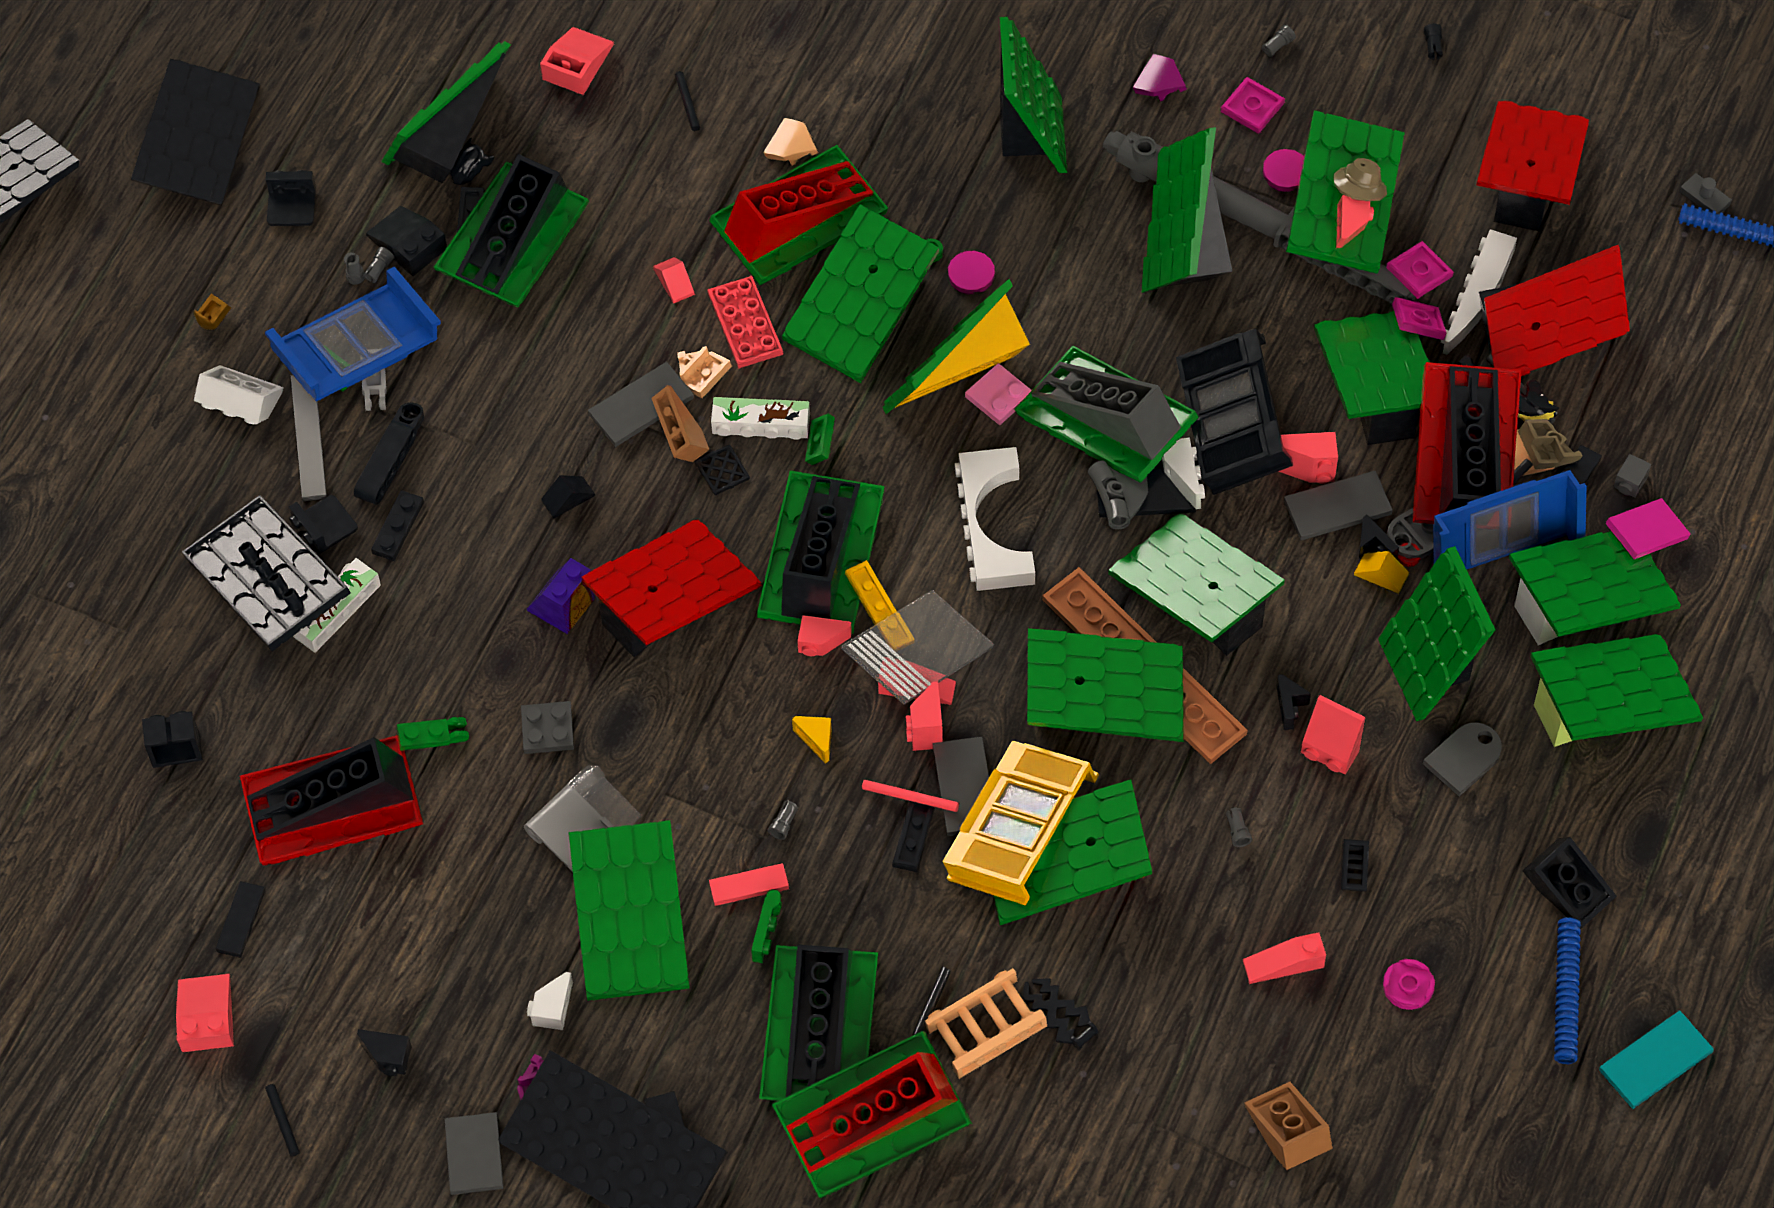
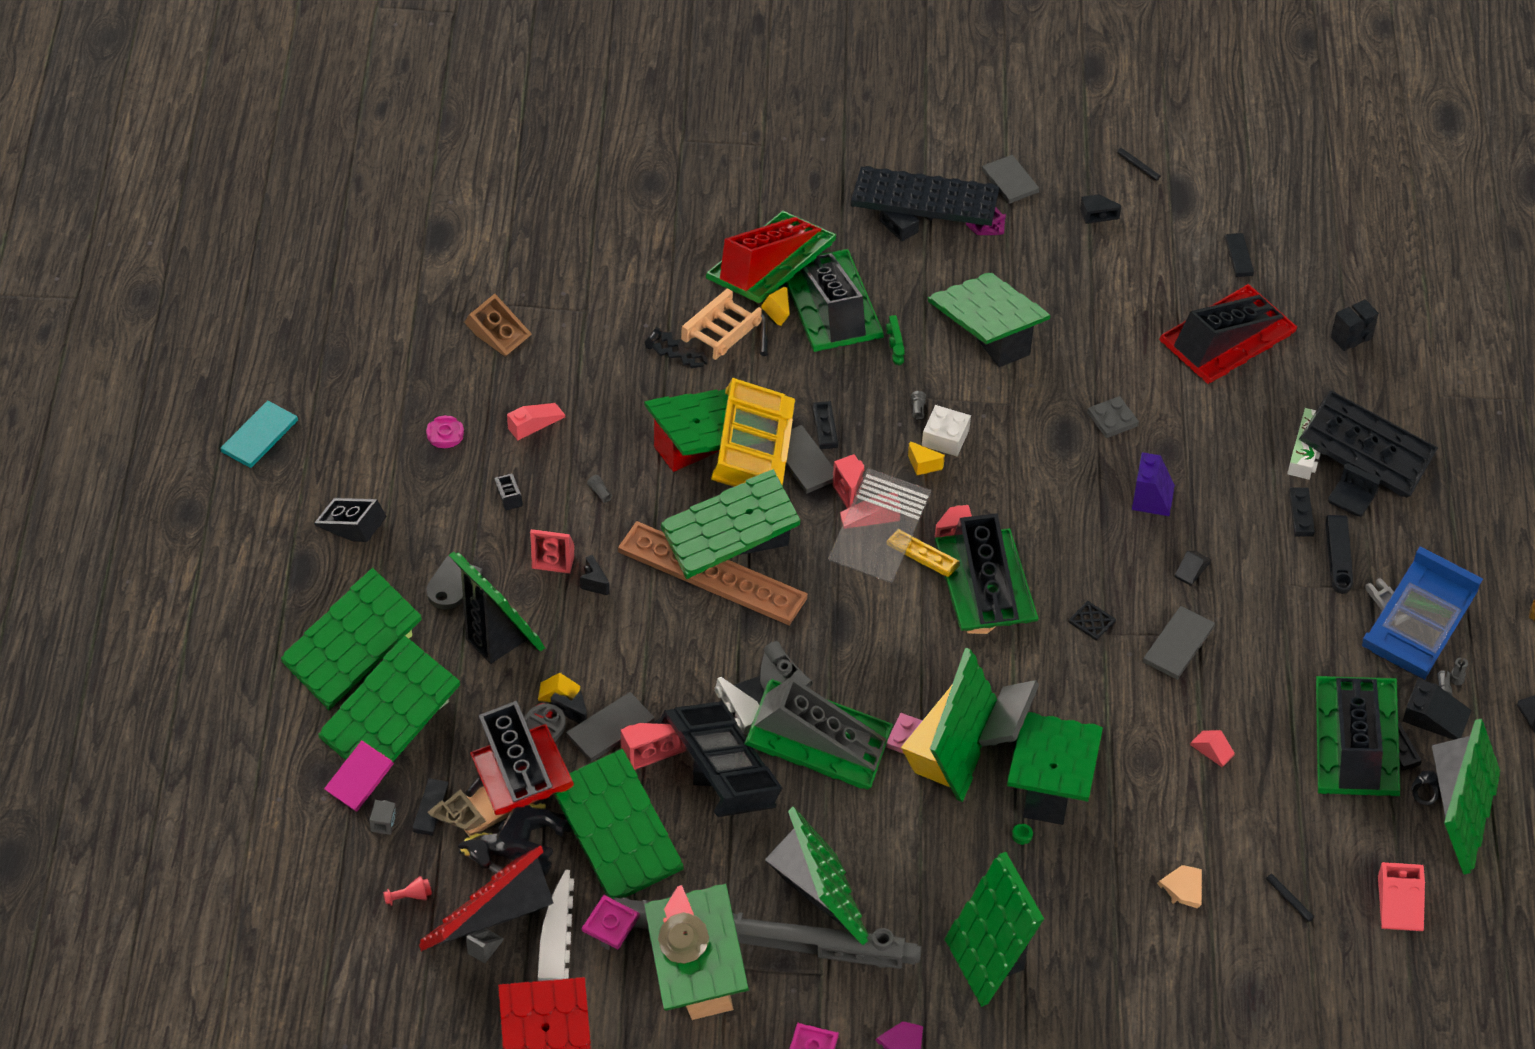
camera: 155 degrees right, 10 degrees down
(204, 1013) = (1225, 198): coral slope -> none
(237, 394) = (1481, 558): white slope -> none
(308, 443) = (1392, 535): light grey tile -> none
(431, 733) = (1188, 386): green hinge -> none
(551, 1003) = (1009, 260): white slope -> none
(581, 805) = (1054, 366): door -> none
(667, 585) = (1078, 510): red piece -> none
(679, 426) = (1132, 621): medium nougat slope -> none
(702, 370) = (1149, 684): light nougat slope -> none
(745, 322) = (1138, 732): coral tile -> none
(748, 884) = (921, 364): coral tile -> none
(760, 417) = (1083, 657): white brick -> none
(769, 764) = (946, 430): none -> white brick
(795, 214) = (1145, 826): red piece -> none
(820, 439) = (1030, 656): green plate -> none
(882, 367) = (1009, 713): none -> dark grey tile
(895, 1027) = (777, 306): none -> yellow slope
(910, 795) = (838, 439): coral bar -> none
(971, 272) = (981, 825): dark pink tile -> none
(992, 564) = (856, 606): white arch -> none
(1200, 581) = (696, 623): piece -> none
(1283, 169) = (762, 995): dark pink tile -> none
(1419, 318) = (595, 881): dark pink tile -> none
(1513, 520) = (430, 749): blue piece -> none
(1567, 990) = (332, 453): blue piece -> none
(1615, 384) = (417, 889): none -> coral piece

